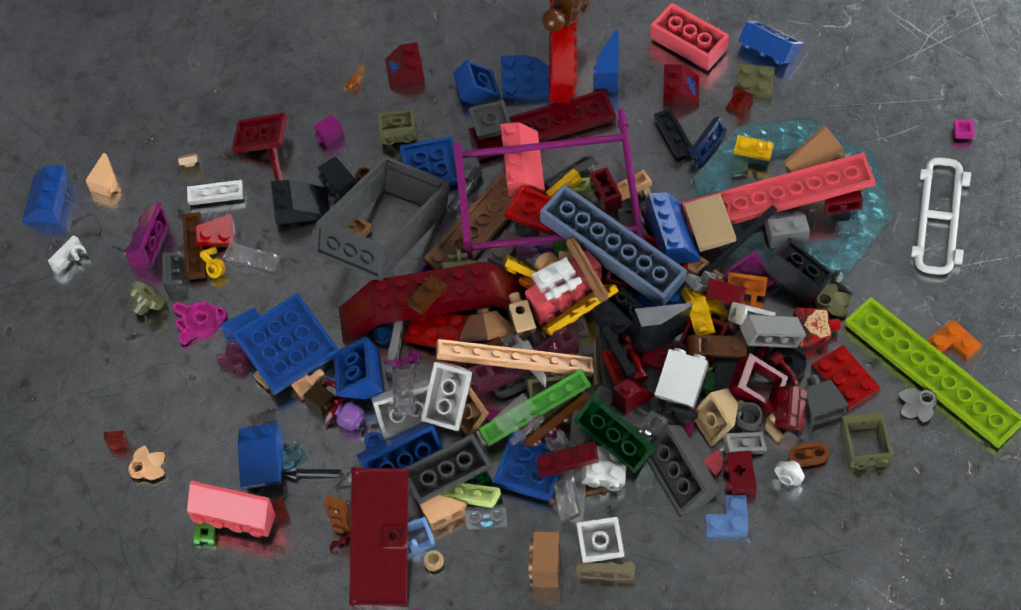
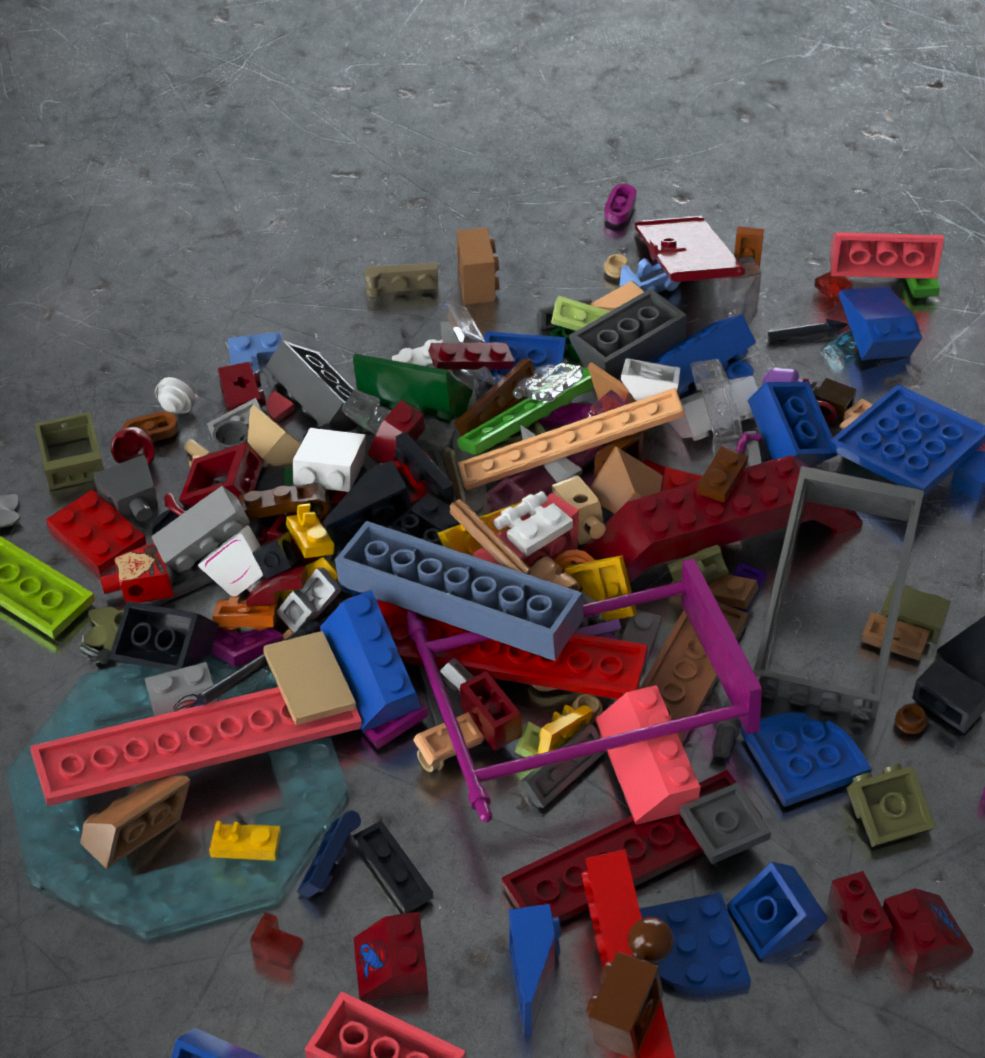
camera: 165 degrees right, 10 degrees down
(435, 74) = (860, 914): none -> dark red brick
(600, 539) = (412, 294): white slope -> none
(621, 212) = (455, 674): none -> light grey plate
(724, 307) = (276, 555): none -> black brick
(756, 80) = (250, 1001): olive plate -> none
(790, 408) = (174, 460): dark red brick -> none
(817, 433) = (132, 443): none -> dark red hair

